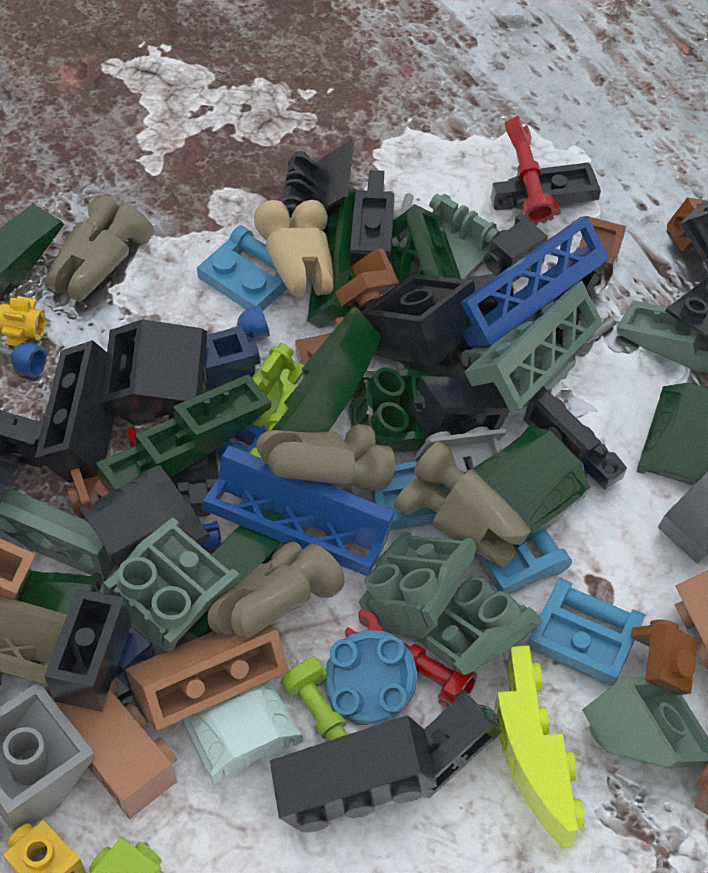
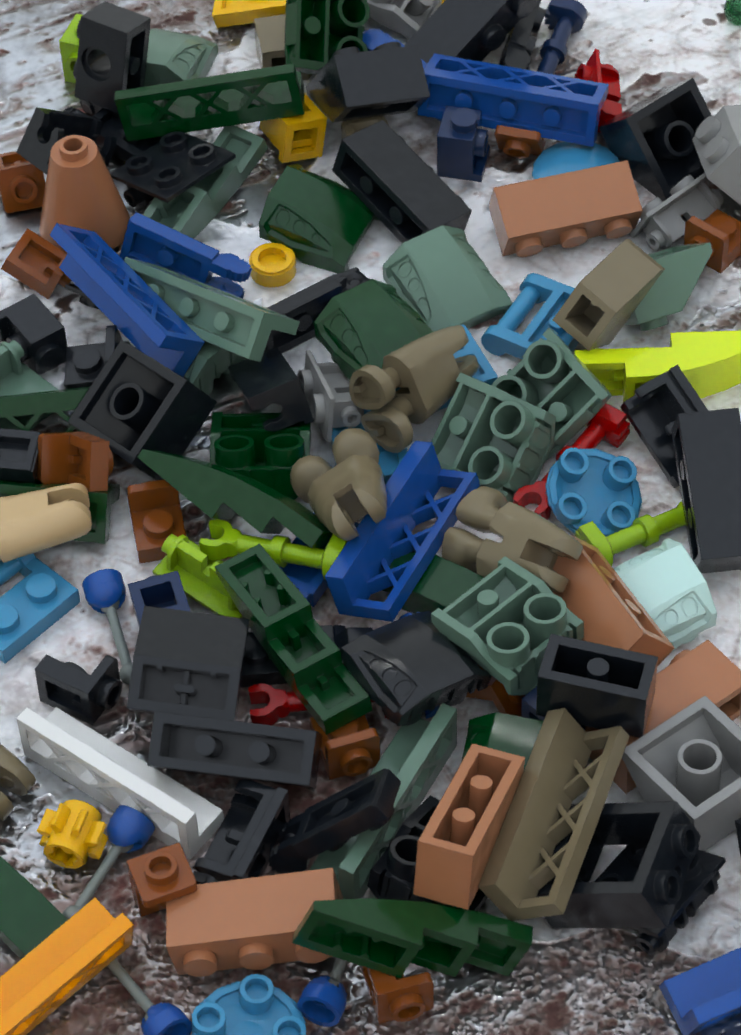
camera: 85 degrees left, 5 degrees down
(94, 323) = (118, 778): none -> white fence
(158, 303) = (75, 690): none -> black bracket
(582, 662) = (608, 296): none -> dark tan slope
(610, 339) = (168, 248): none -> blue hinge
(623, 545) = (445, 280): none -> sand green slope
(634, 412) = (272, 265): none -> yellow tile
(663, 257) = (82, 193): none -> nougat cone
(669, 656) = (591, 248): dark orange bracket -> none

